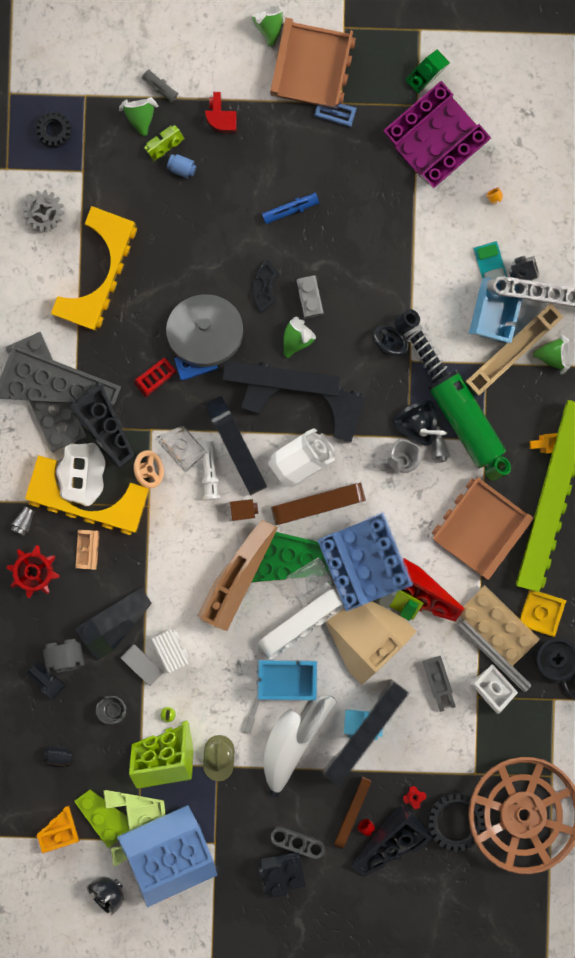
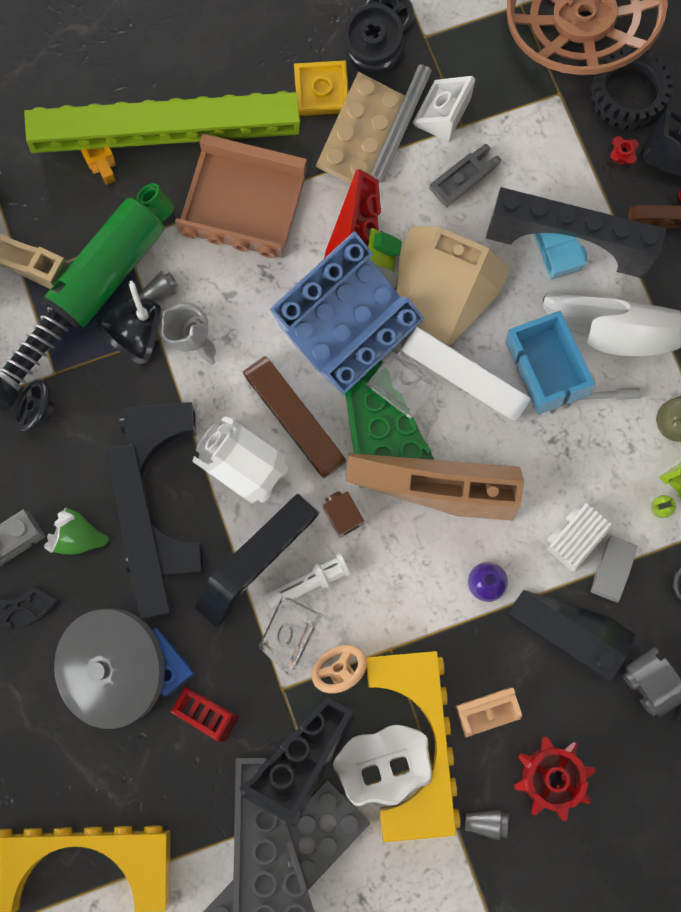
camera: 110 degrees left, 10 degrees down
(165, 583) = (488, 581): none -> dark purple brick

